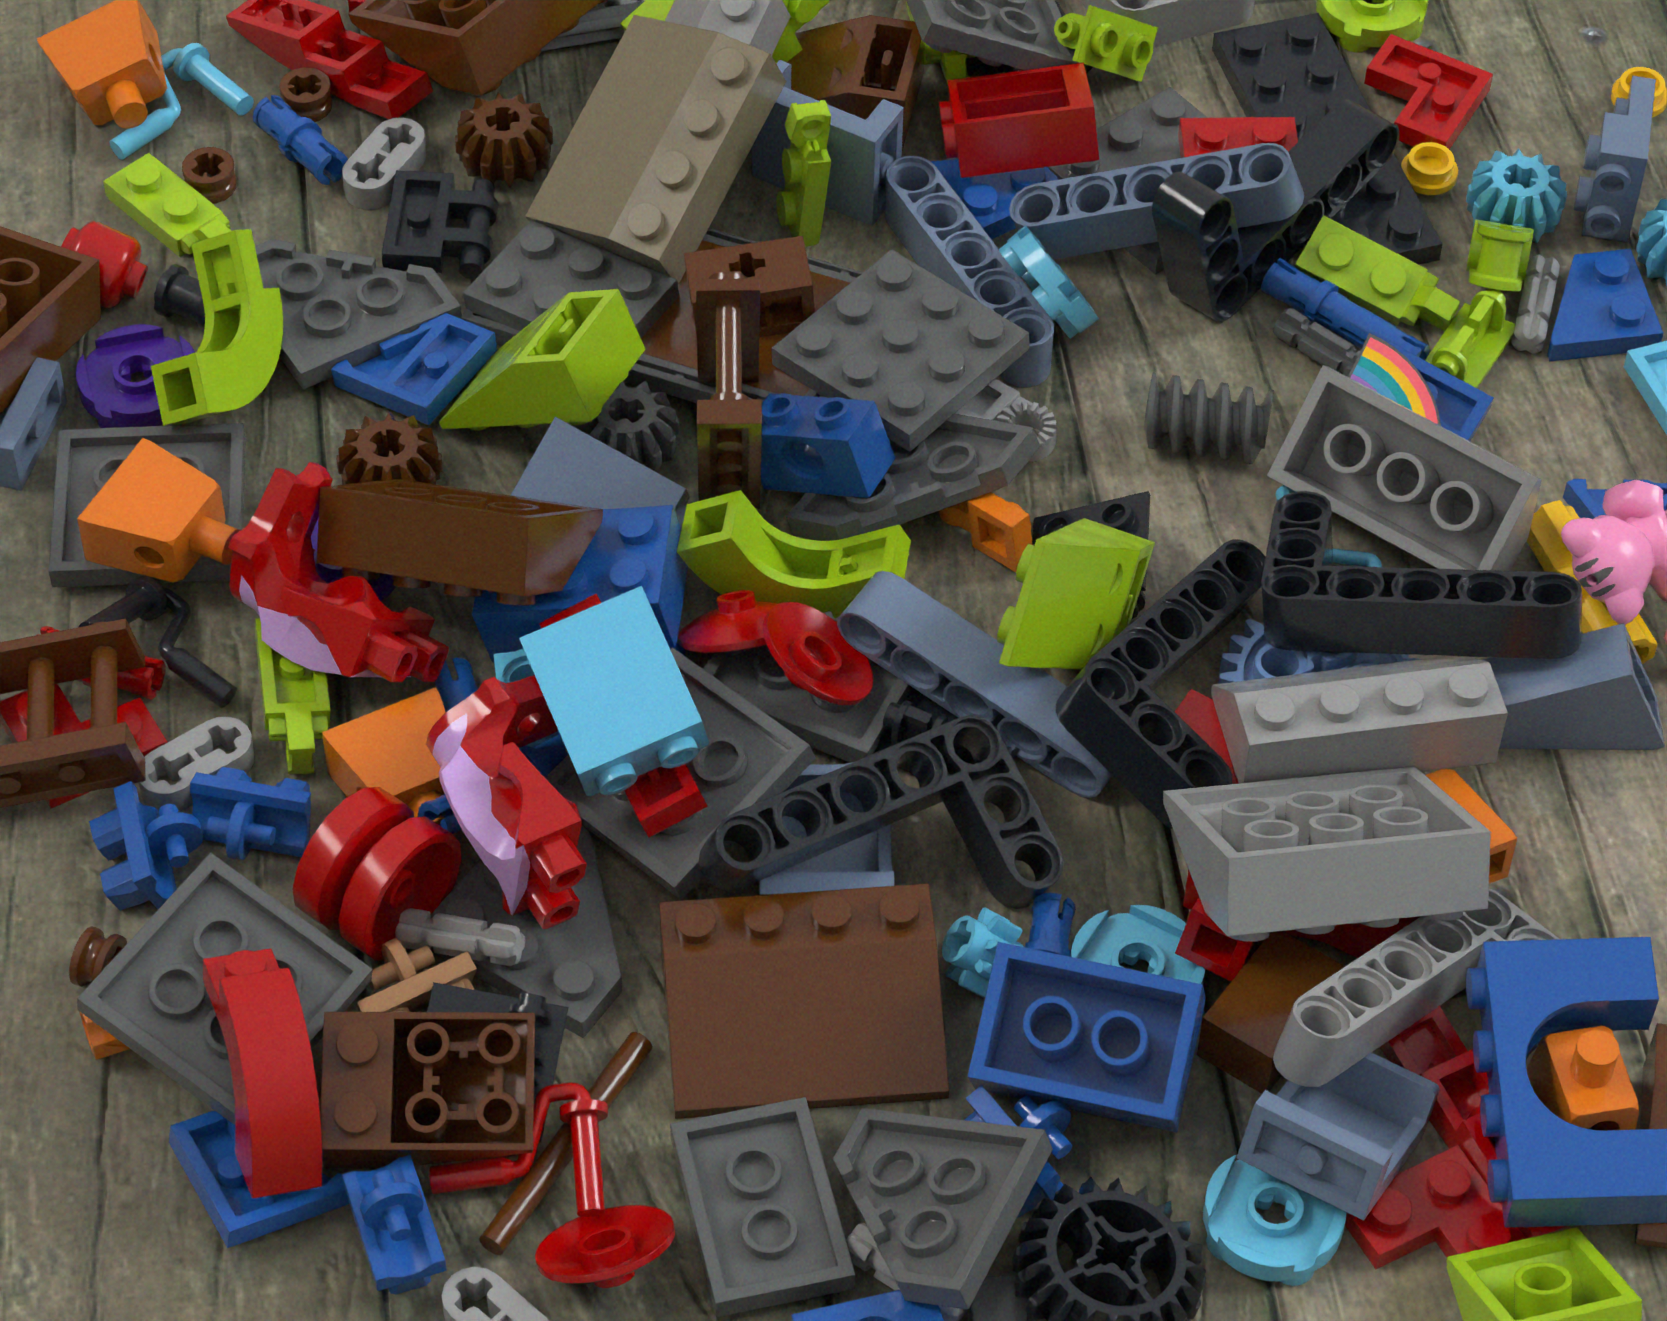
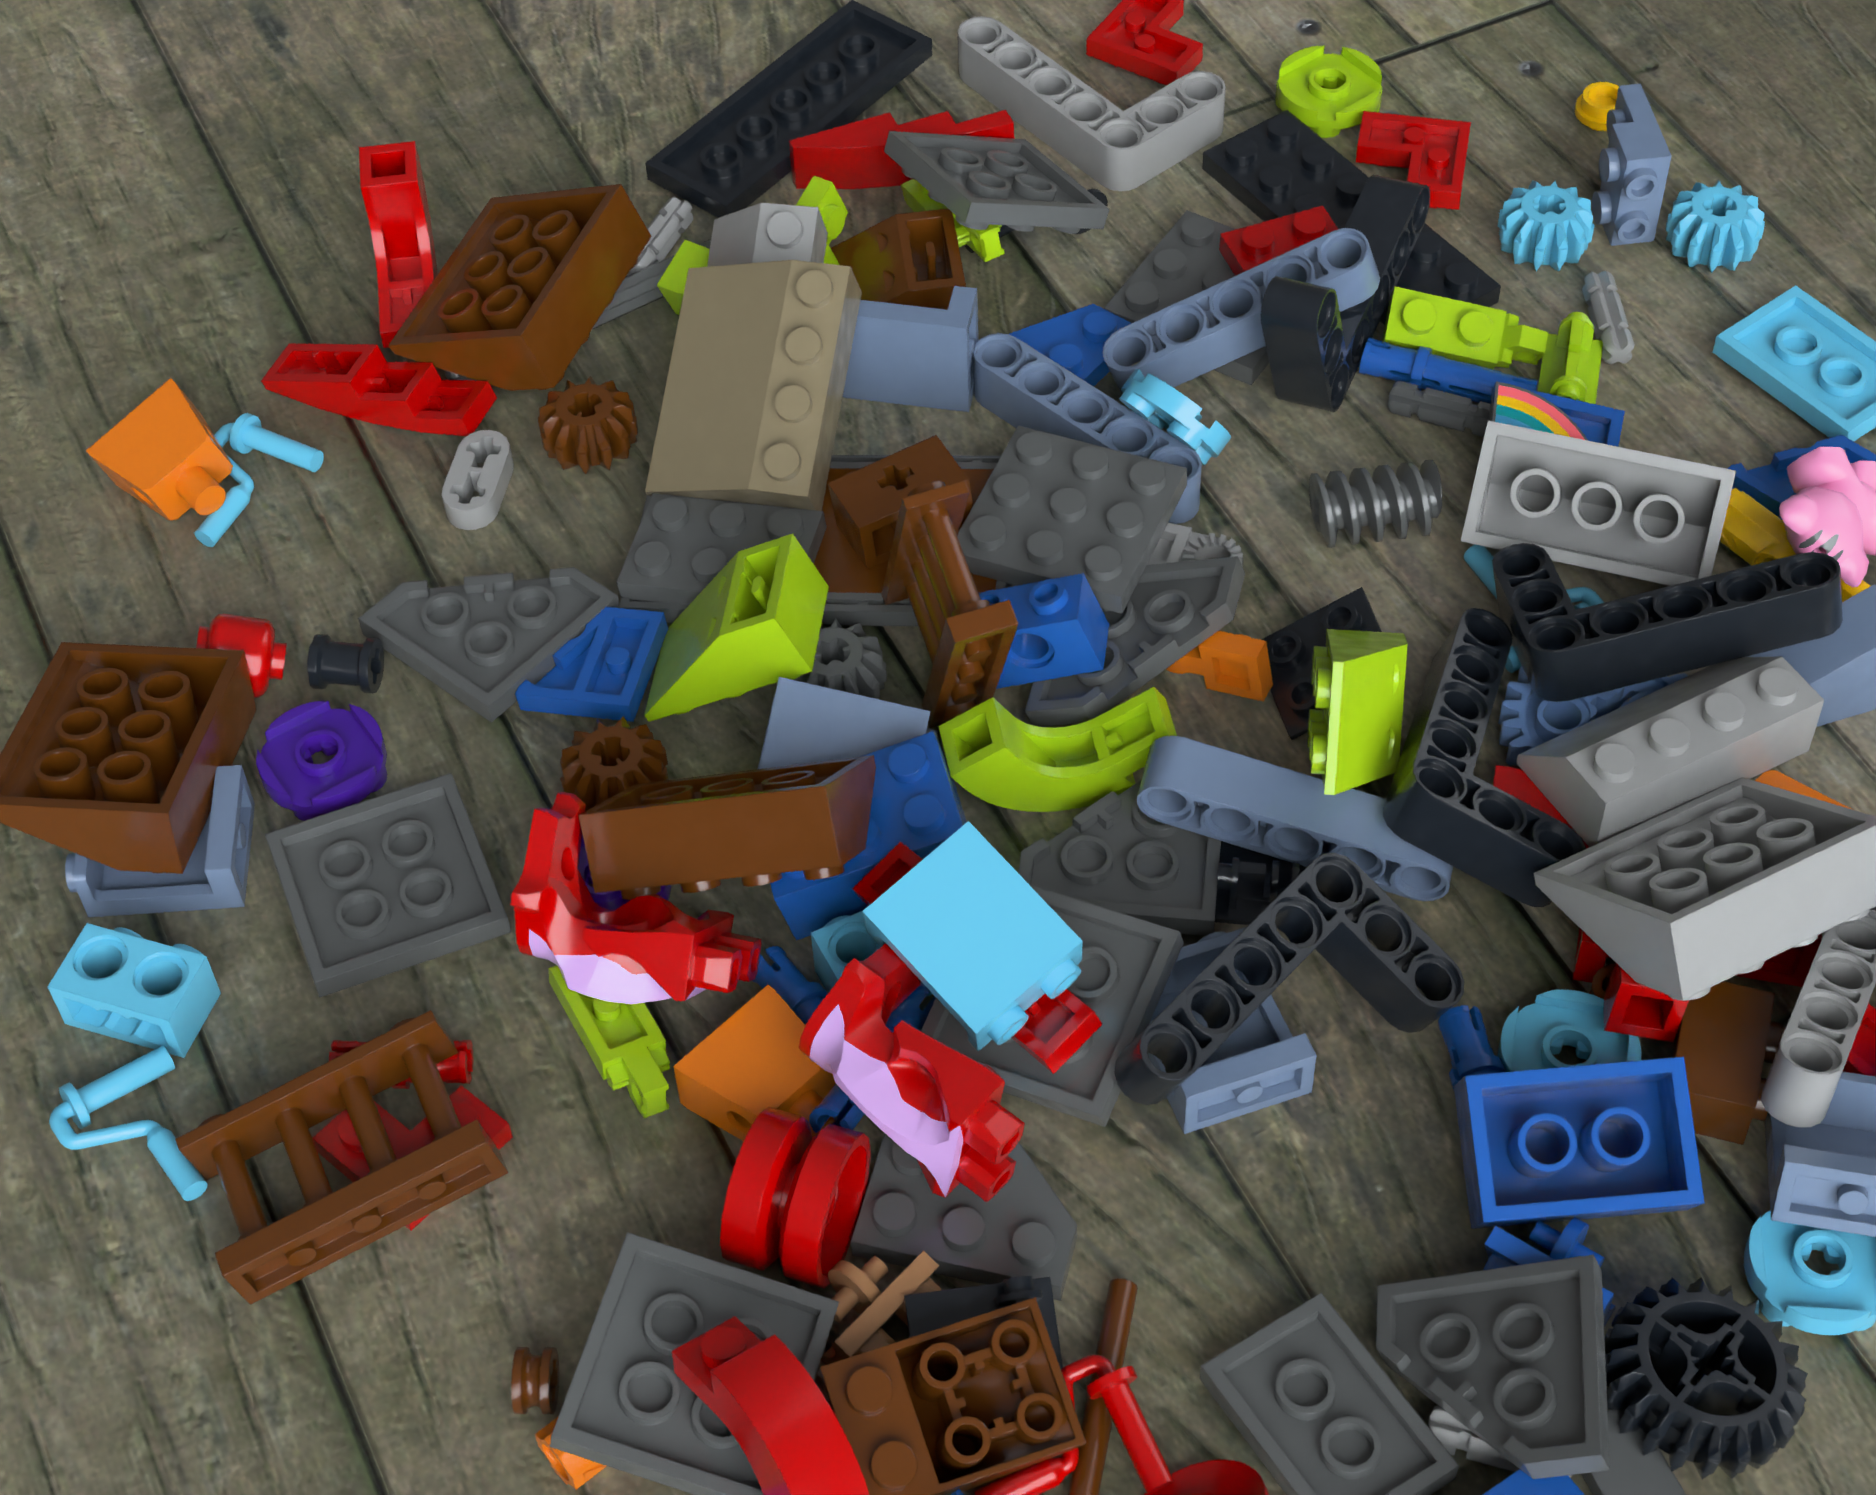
camera: 15 degrees left, 0 degrees up
(148, 601) = (426, 982): black piece -> none
(153, 845) = (517, 1225): blue hips -> none
(156, 517) = (412, 894): orange torso -> none
(165, 204) = (286, 583): lime hinge -> none
(192, 754) = (553, 1142): light grey beam -> none
(210, 161) = (311, 551): reddish brown bush -> none
(238, 340) = (412, 688): lime arch -> none
(252, 813) = (628, 1173): blue hips -> none
(299, 139) = (386, 479): blue pin -> none
(307, 92) = (372, 435): reddish brown bush -> none
(421, 218) = (539, 524): black plate -> none
(457, 935) = (906, 1236): light grey axle -> none
(730, 627) = (1041, 828): red dish -> none
(803, 999) = (1267, 1193): reddish brown slope -> none
(805, 171) = (903, 375): lime hinge -> none
(816, 654) = (1130, 839): red dish -> none
(972, 948) = (1420, 1086): medium azure gear -> none
(1020, 120) = (1076, 274): red window -> none
(1108, 41) = (1120, 180): lime hinge -> none
(1430, 168) = (1455, 220): yellow plate -> none
(1499, 255) = (1558, 280): lime piece -> none
(1603, 308) = (1669, 305): blue wing -> none

